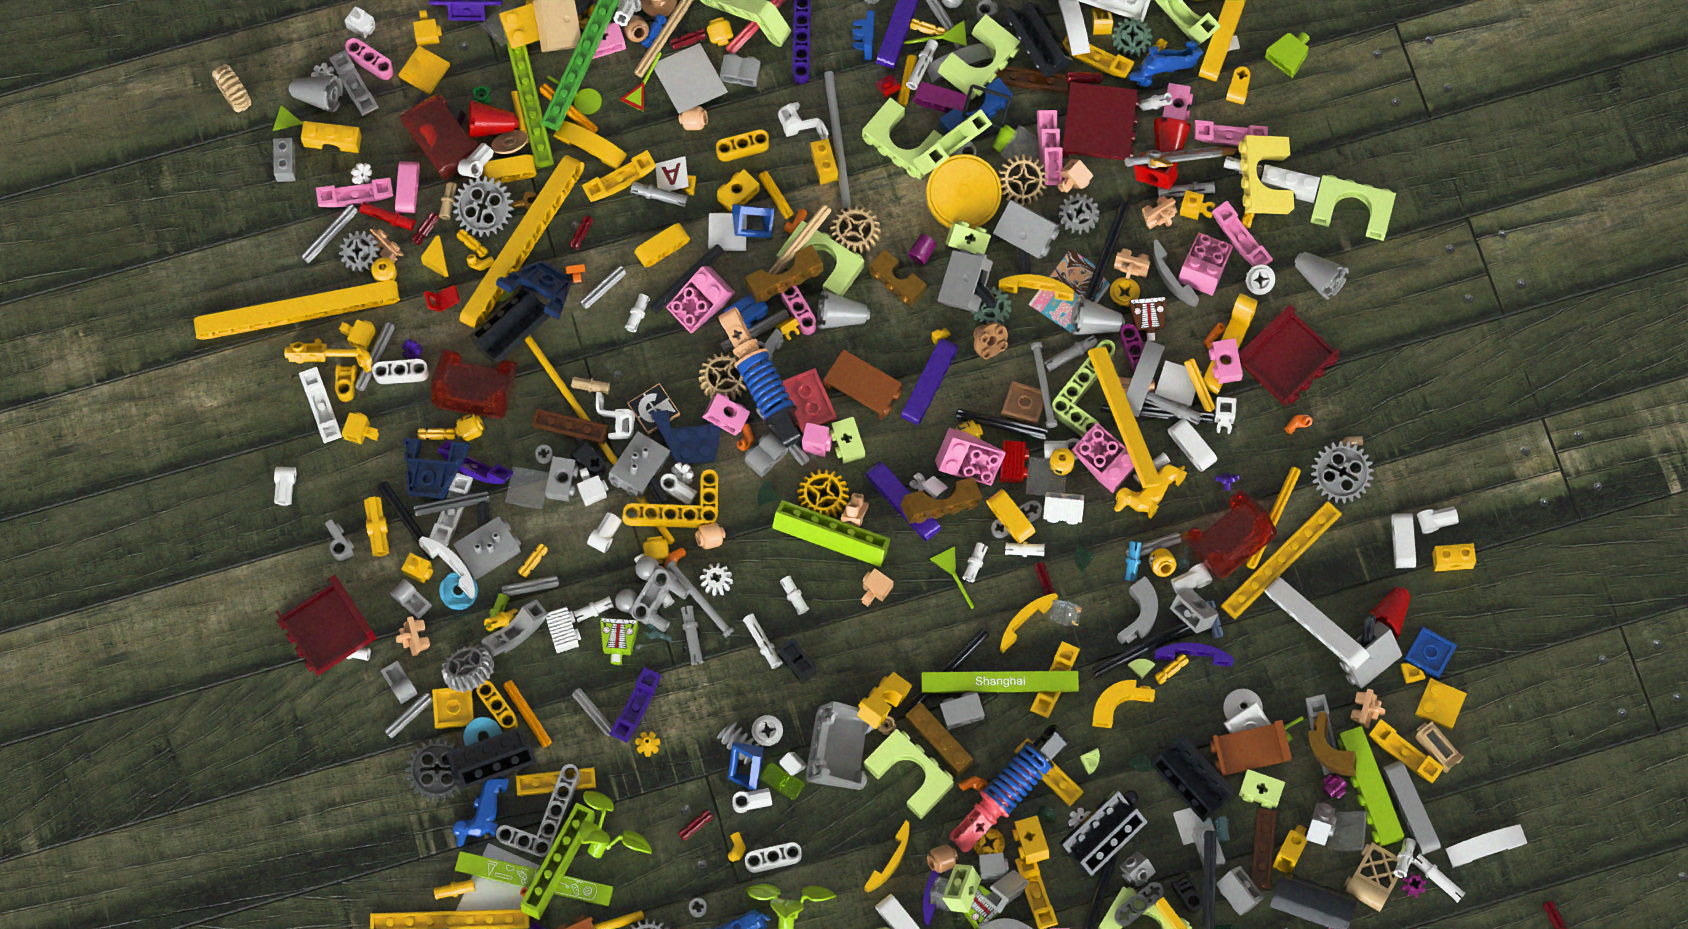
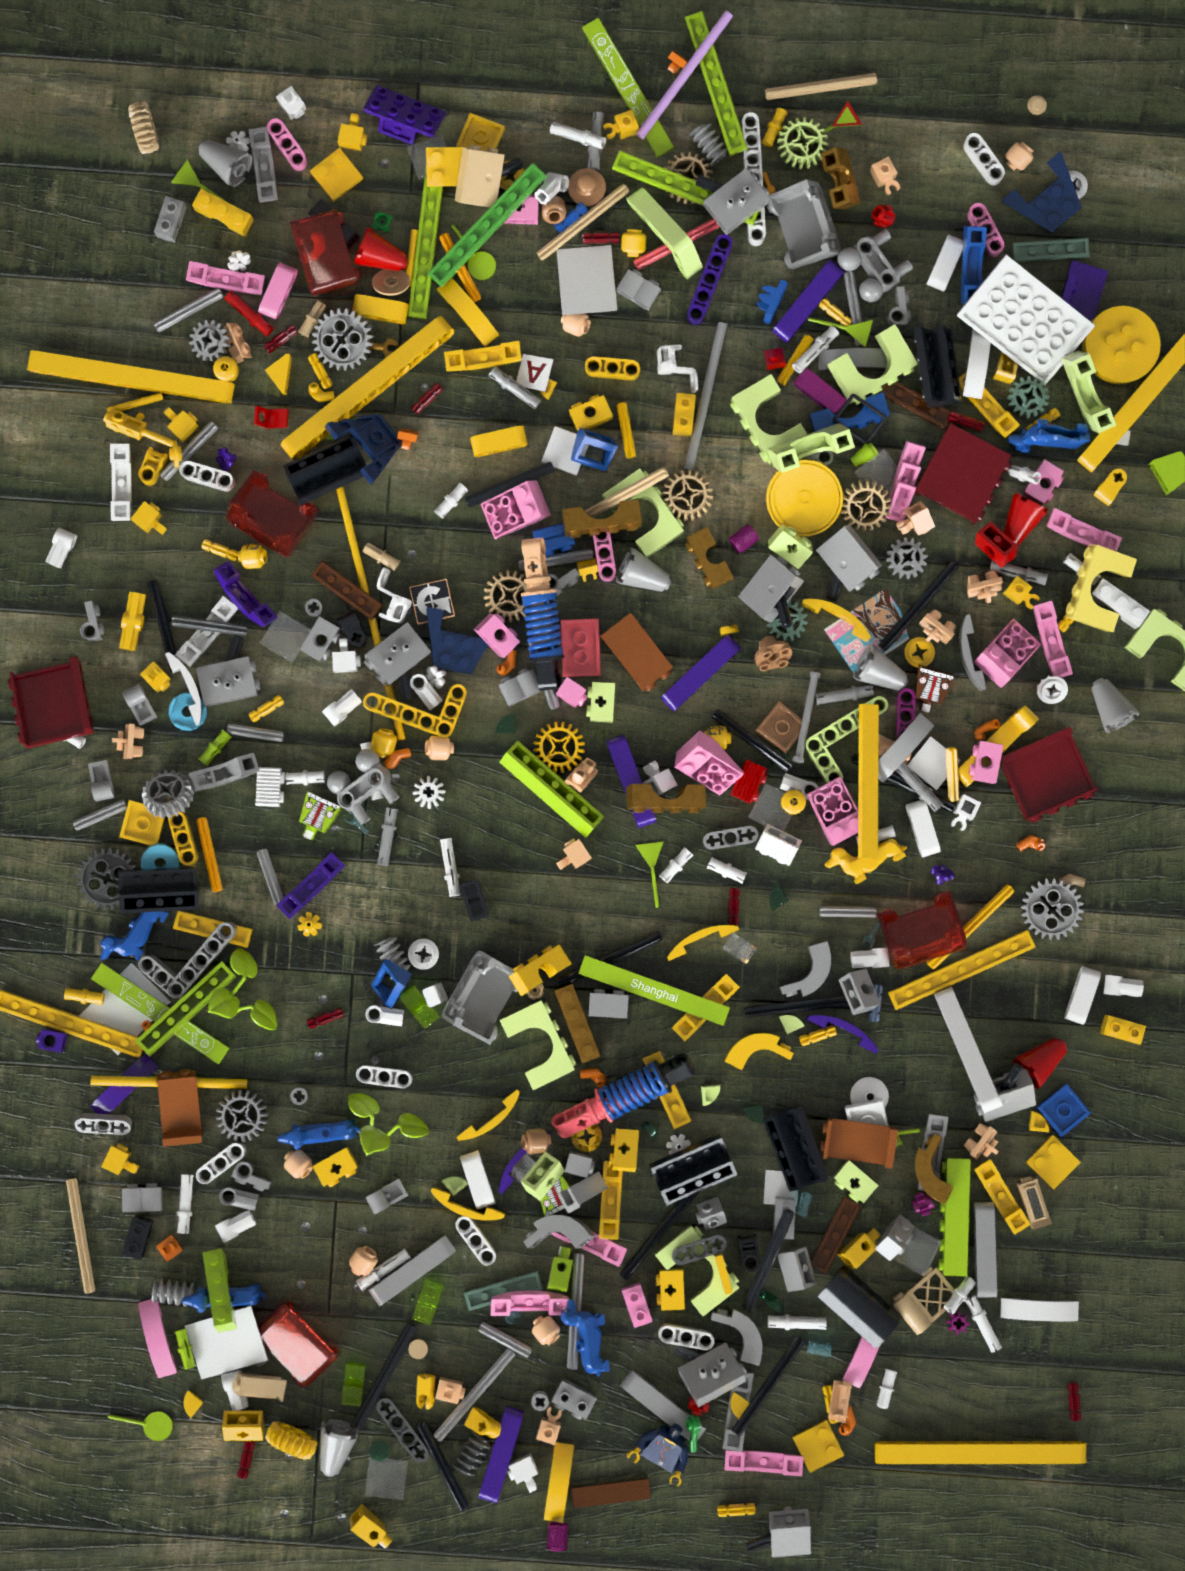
camera: 15 degrees right, 15 degrees up
(312, 330) = (137, 403): none -> yellow bar
(431, 477) = (197, 592): dark blue wing -> none
(474, 164) = (346, 296): white piece -> none
(501, 619) = (215, 758): yellow pin -> none
(602, 287) = (428, 461): light grey axle -> none
(636, 97) = (529, 278): piece -> none
(700, 599) = (406, 805): light grey bar -> none
(738, 849) = (356, 1055): yellow arm -> none
(790, 227) = (638, 464): orange arm -> none
(794, 595) = (496, 834): white pin -> none
(1010, 516) = (725, 836): yellow beam -> none
(1131, 797) = (732, 1143): black hinge -> none
(1133, 560) = (822, 920): dark azure pin -> none
(1157, 159) = (1005, 539): light grey sword -> none
(1162, 562) = (849, 932): yellow head -> none

